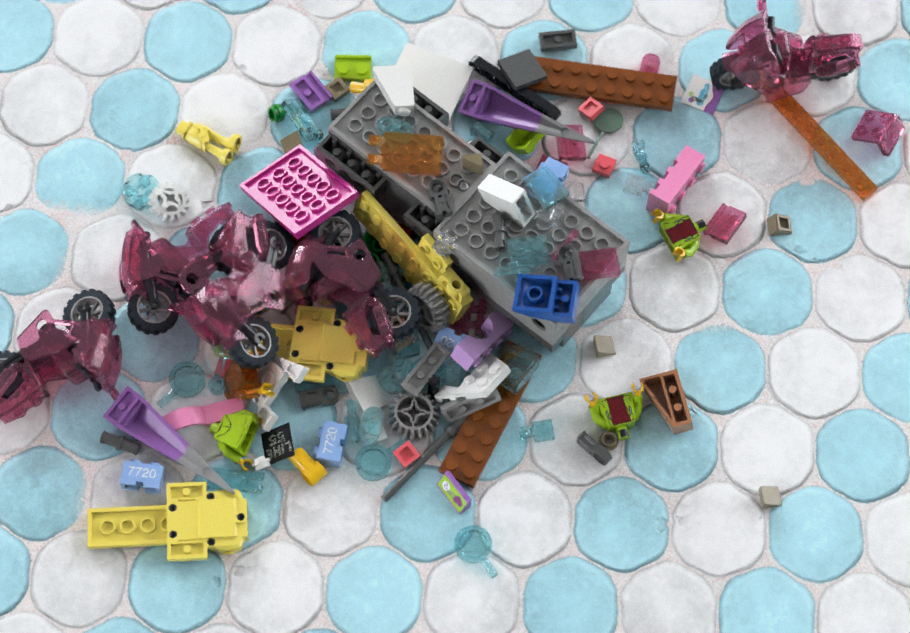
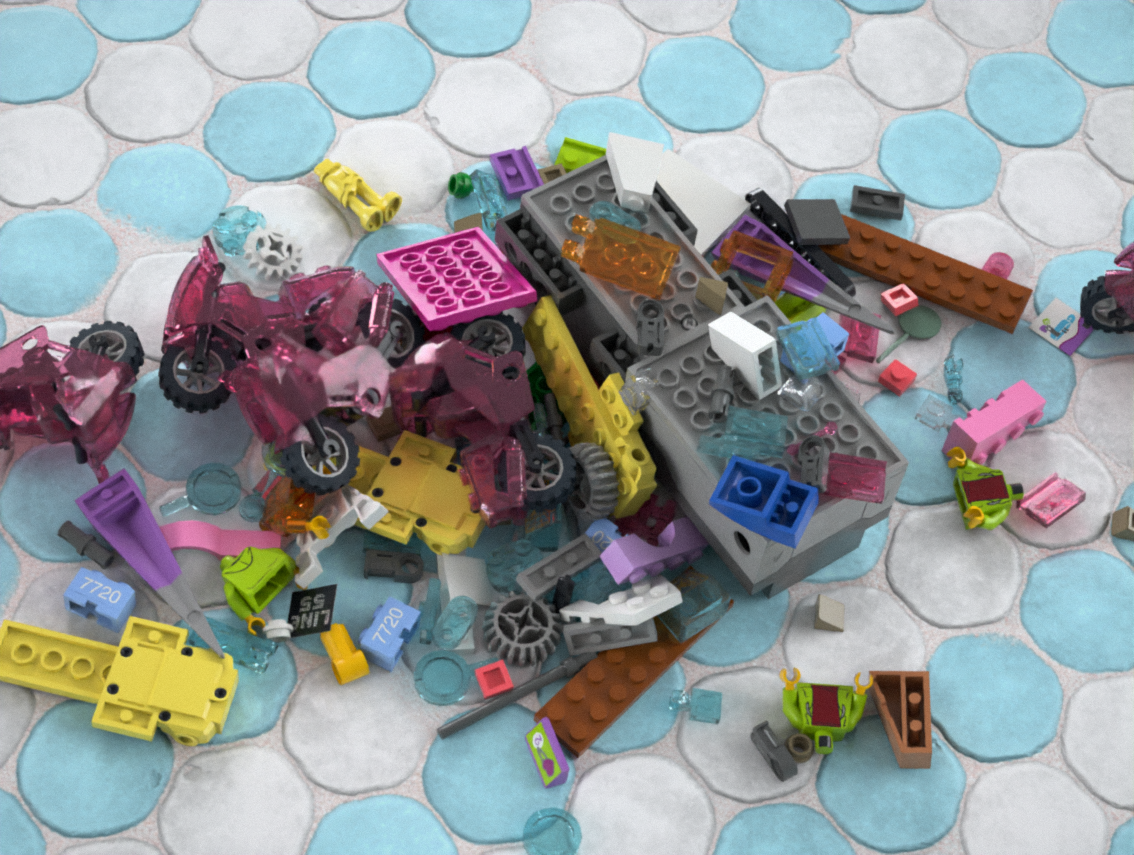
camera: 10 degrees right, 10 degrees down
(476, 103) = (763, 251): none -> clear orange window

